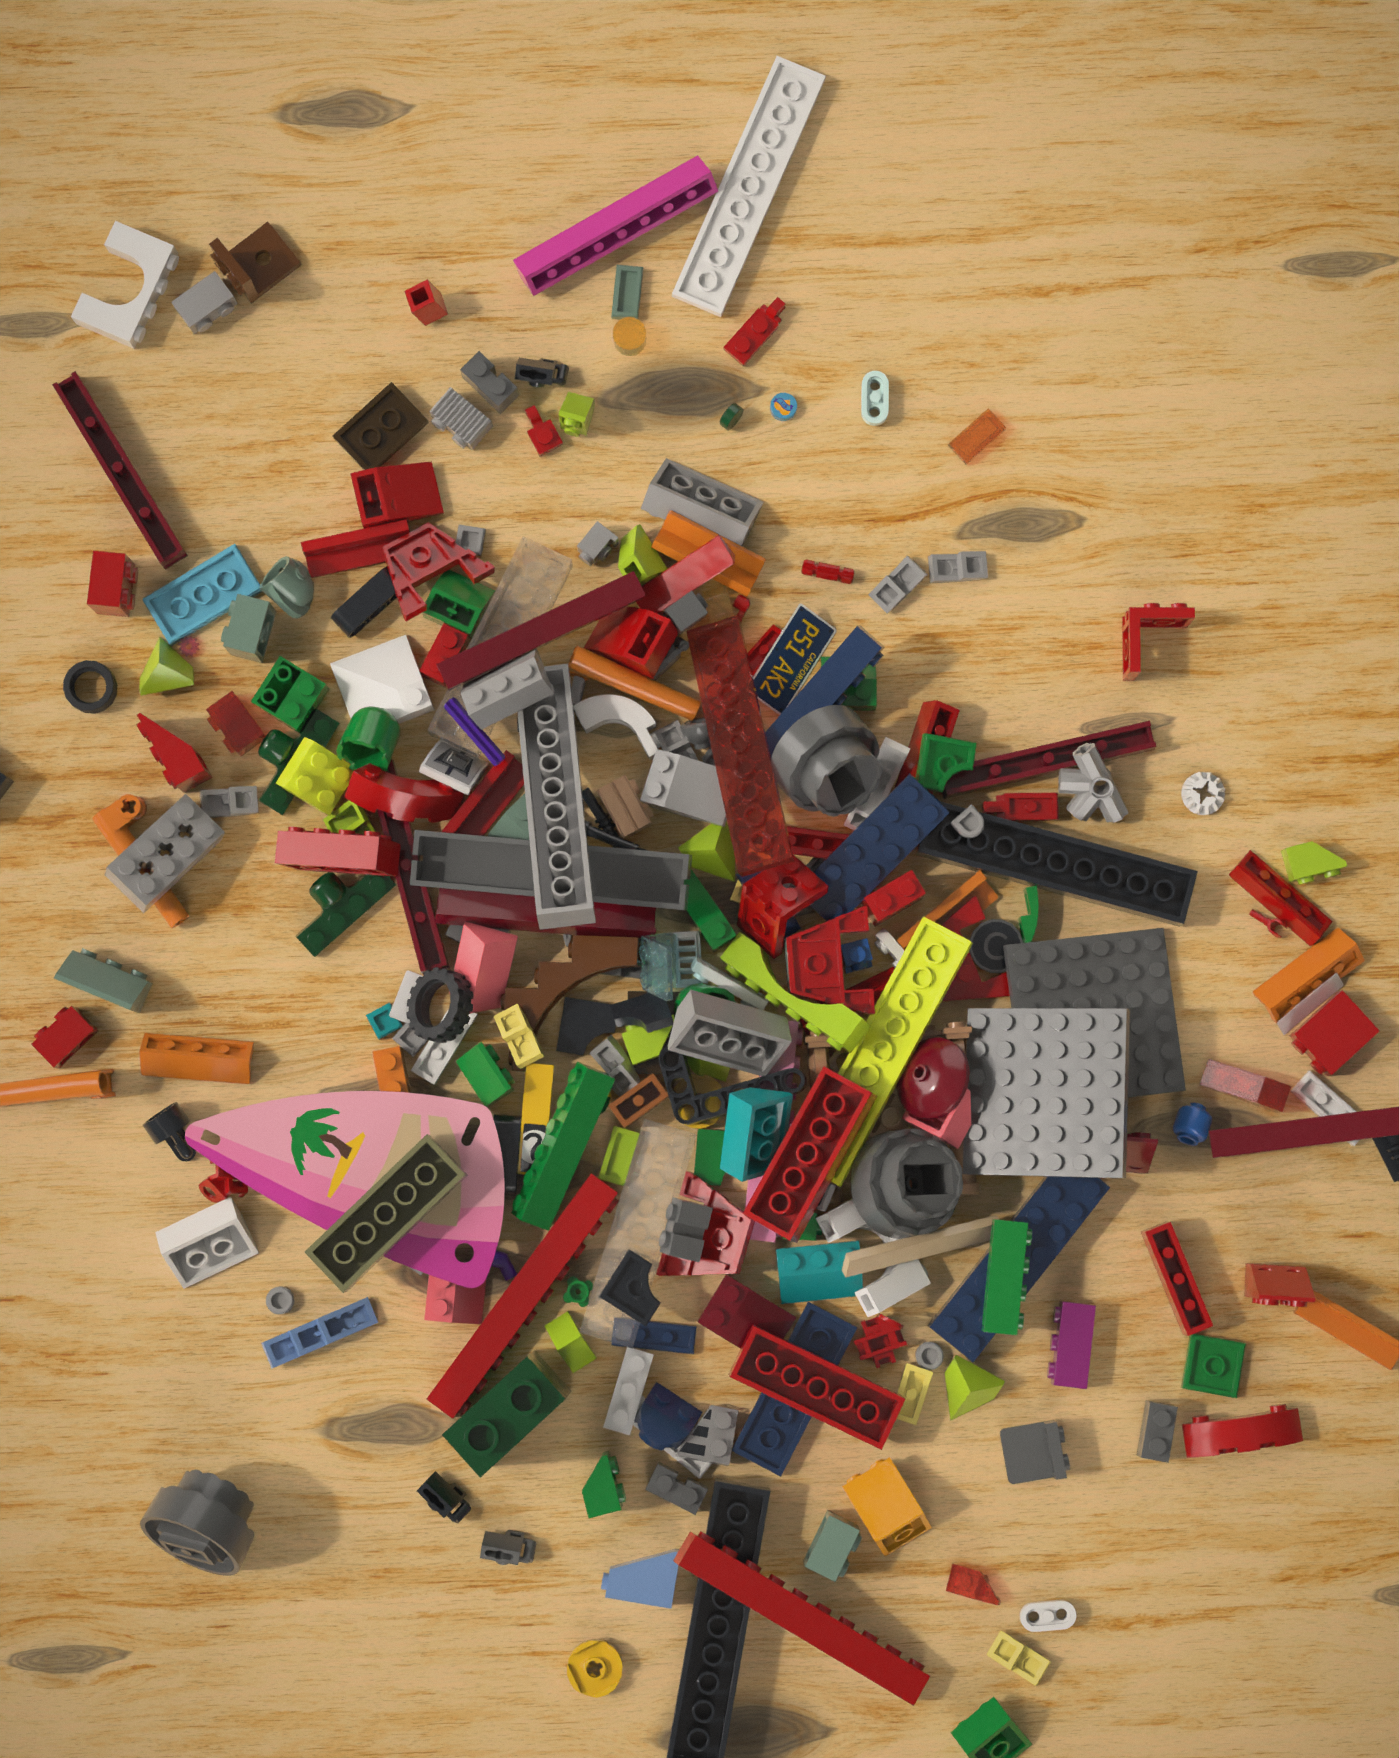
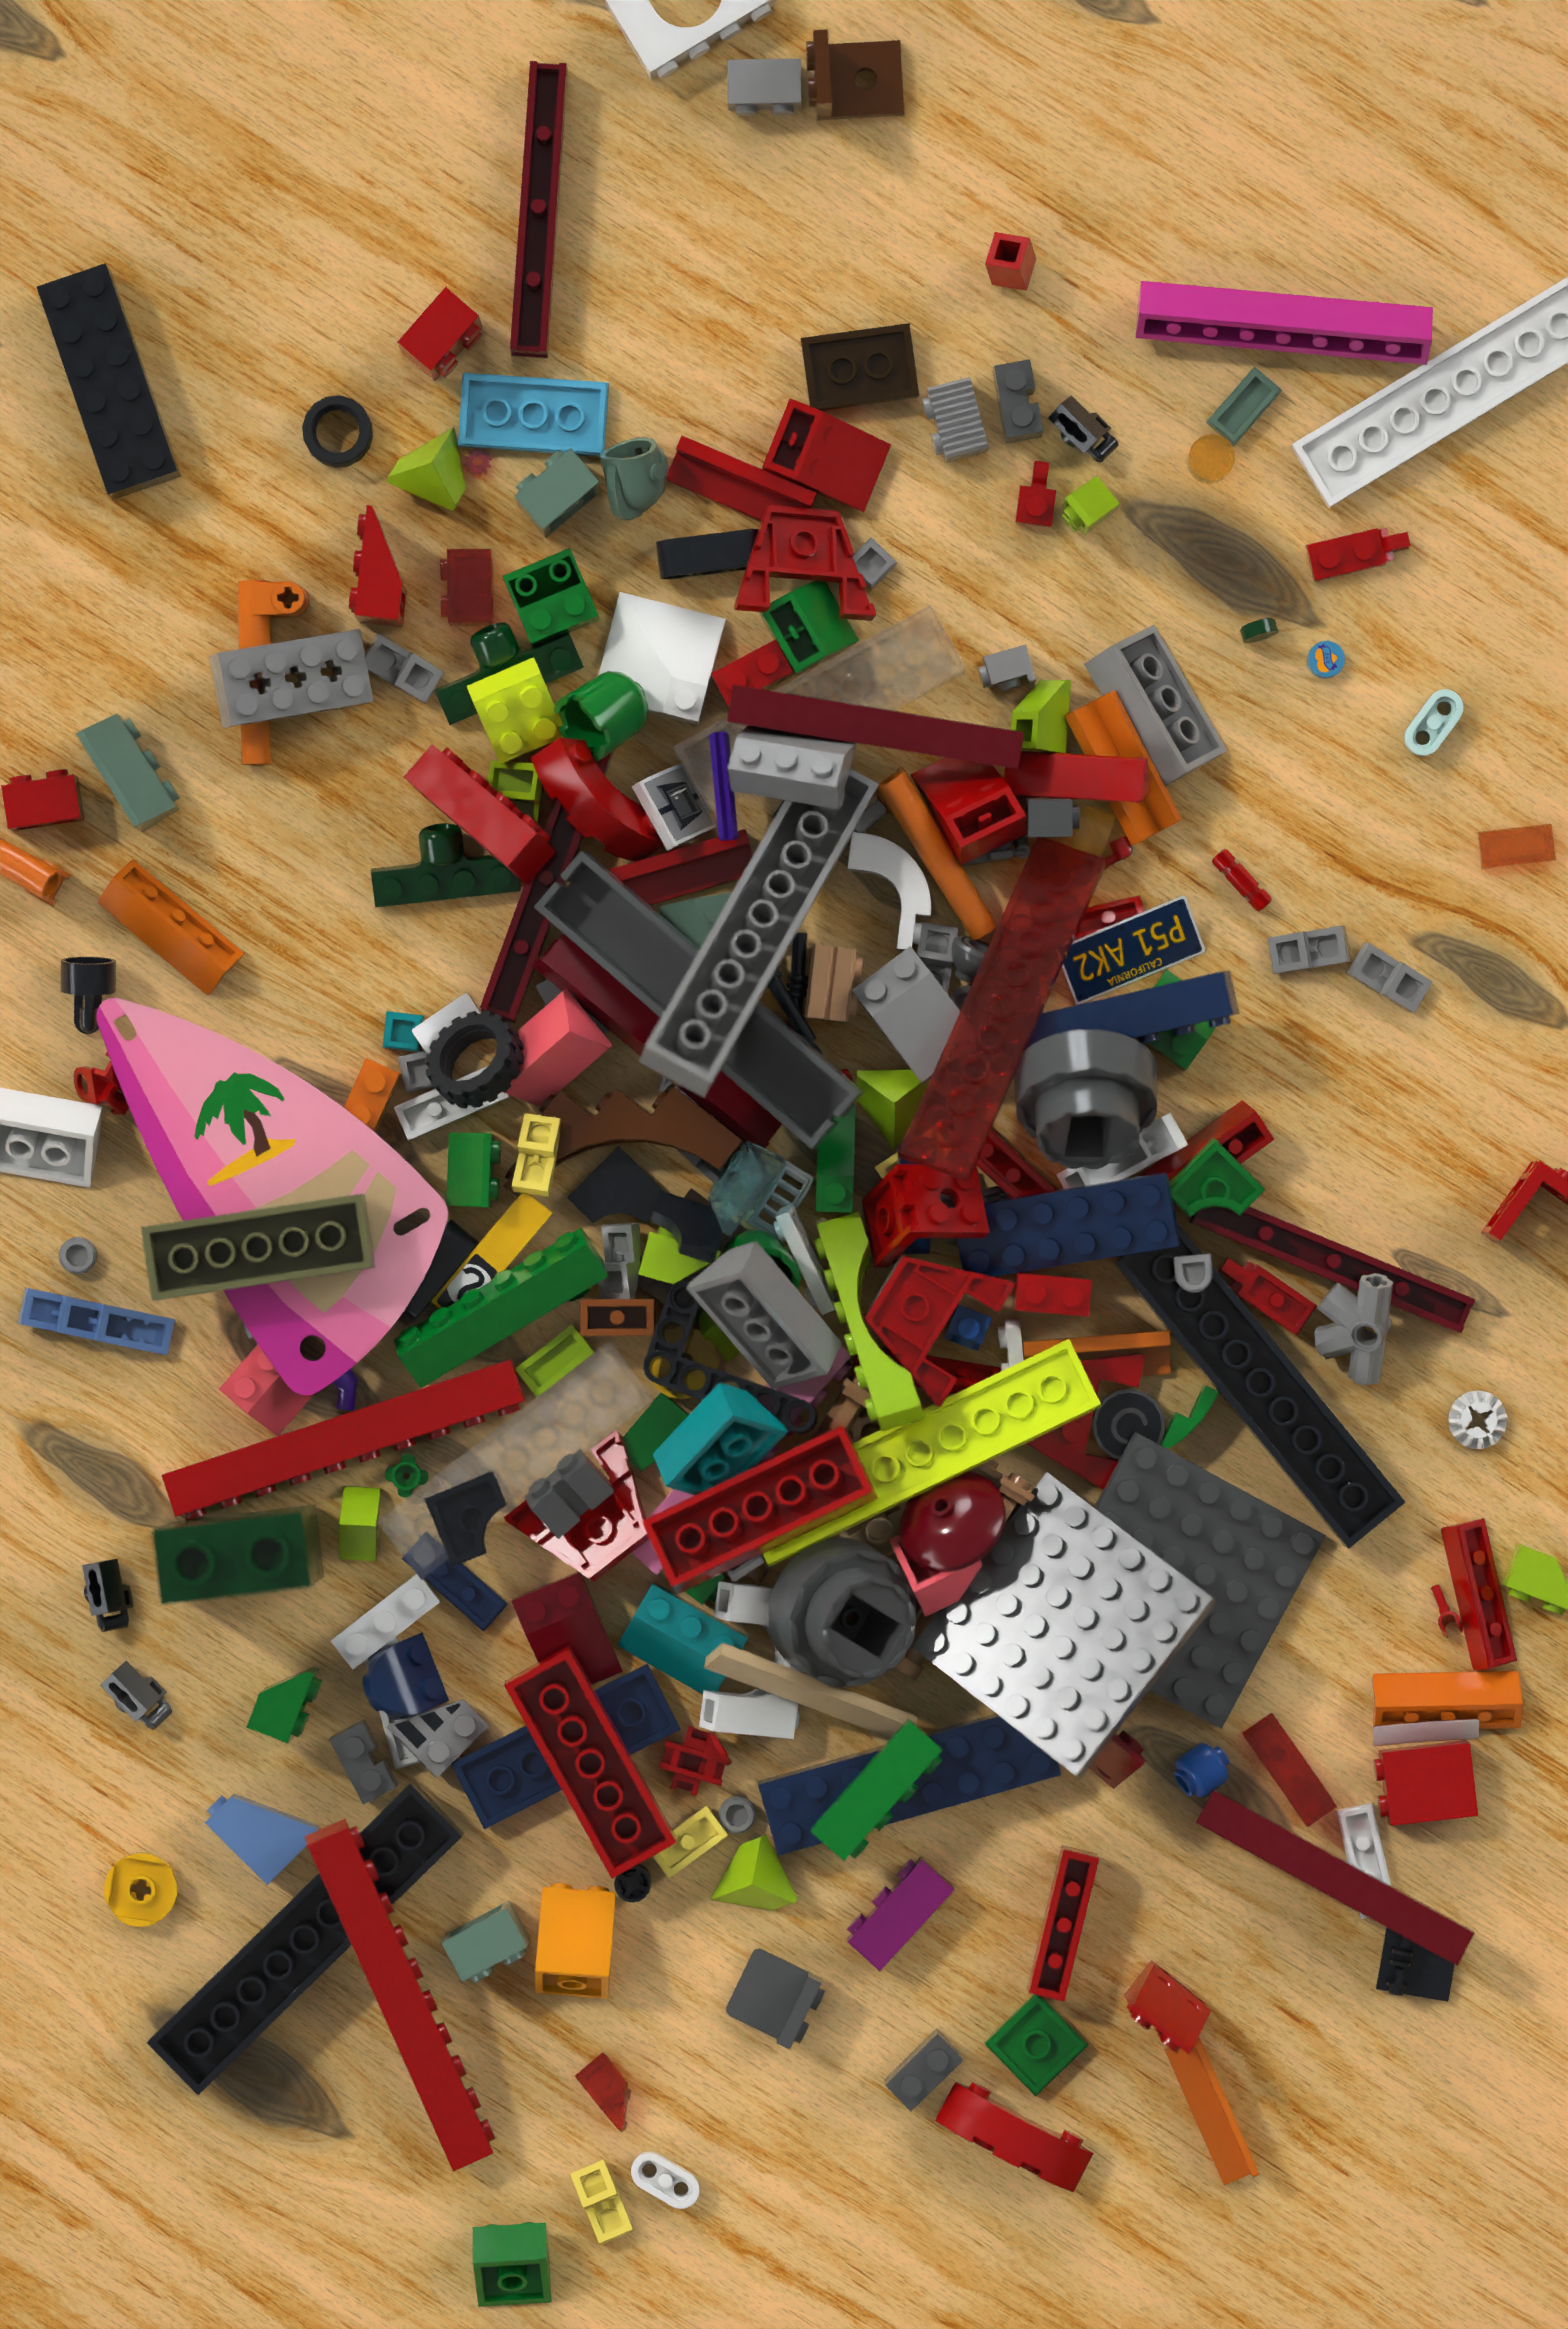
camera: 30 degrees right, 5 degrees up
(897, 1444) = (631, 1888): none -> black wheel

